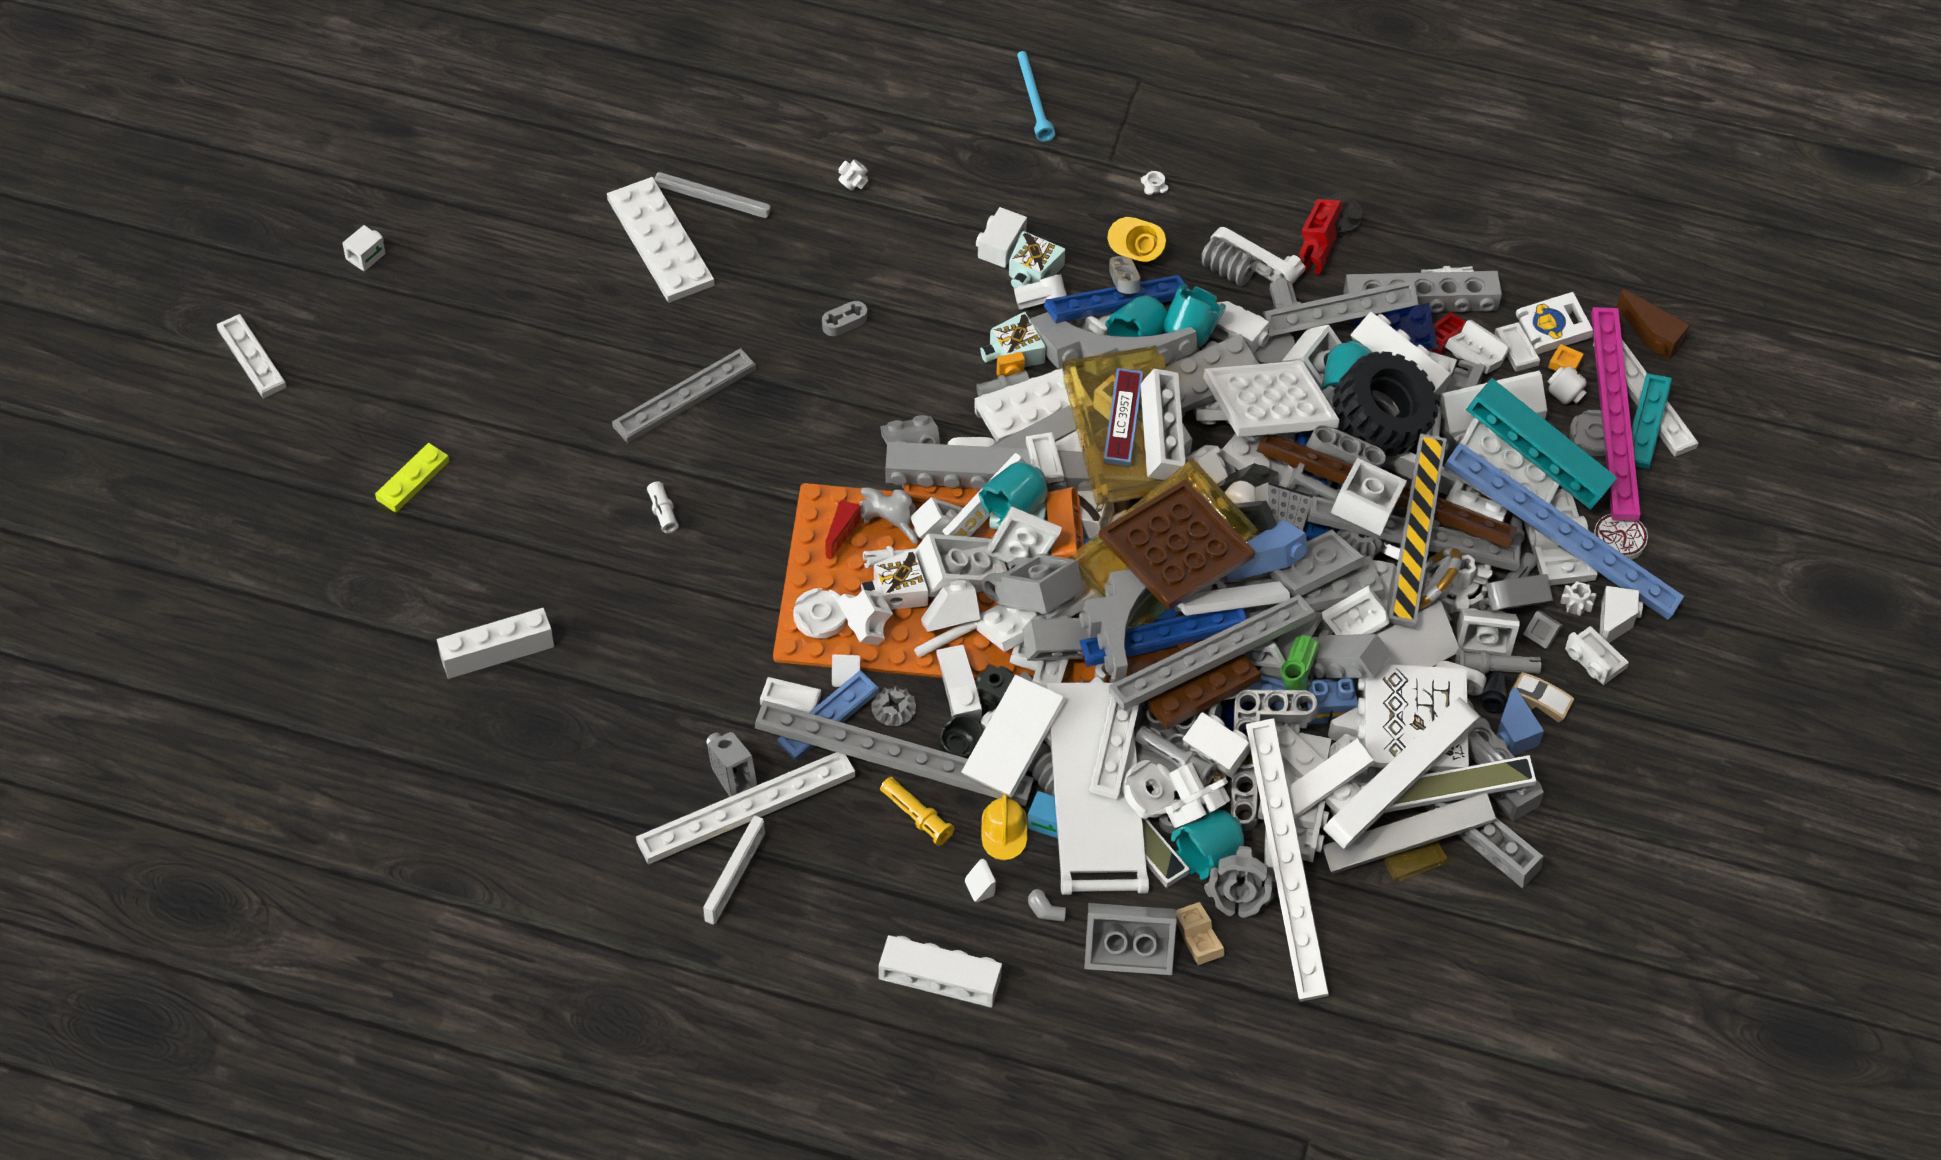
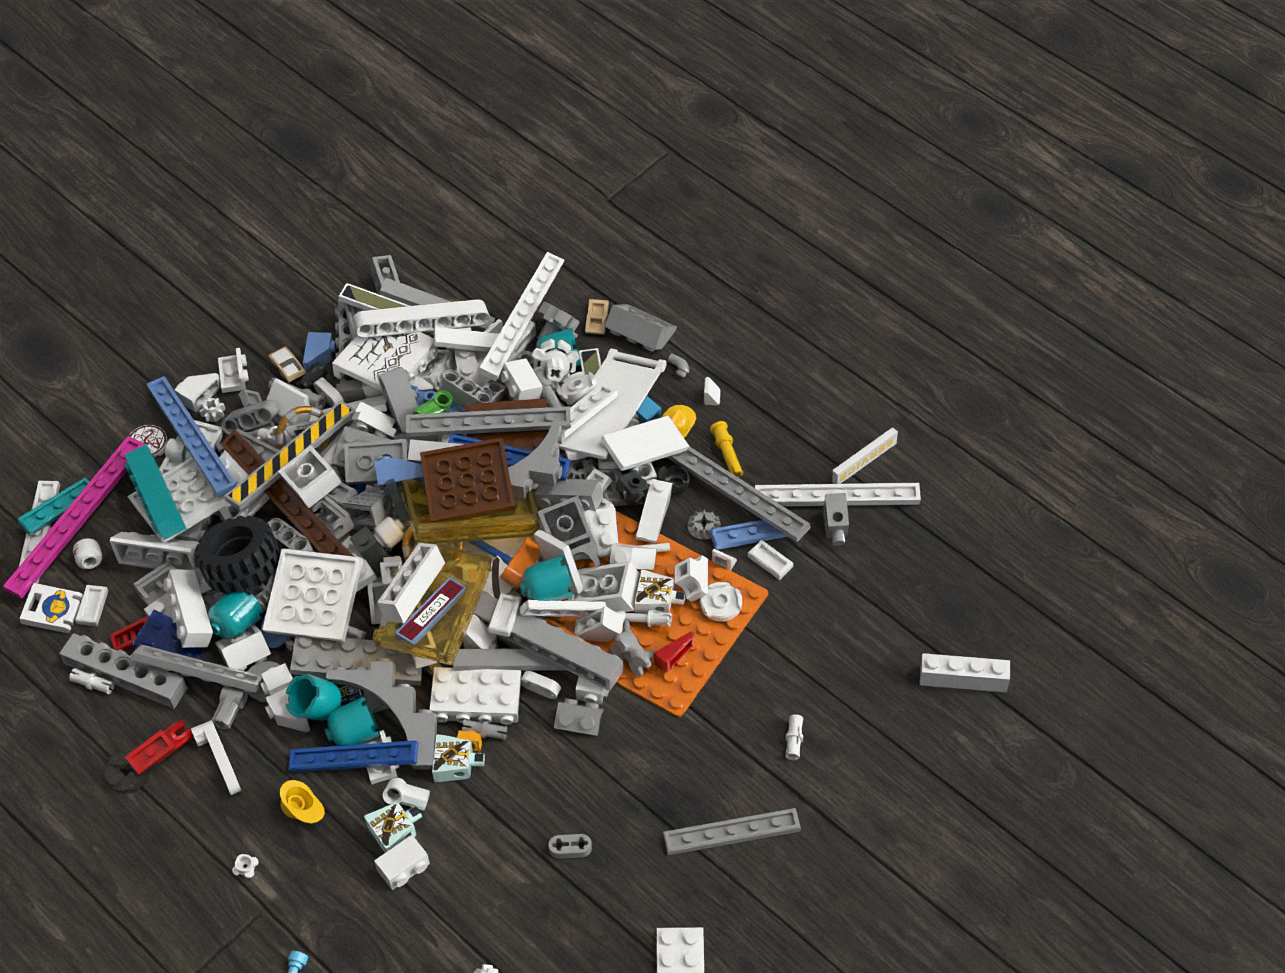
camera: 150 degrees left, 0 degrees up
(412, 477) = (978, 847): neon yellow plate -> none
(940, 970) = (766, 351): white brick -> none
(1124, 274) = (333, 756): light grey beam -> none
(1226, 263) = (245, 759): light grey piece -> none
(1478, 346) = (123, 607): white bracket -> none
(1565, 357) = (70, 575): light orange plate -> none
(1587, 432) = (101, 522): light grey tile -> none

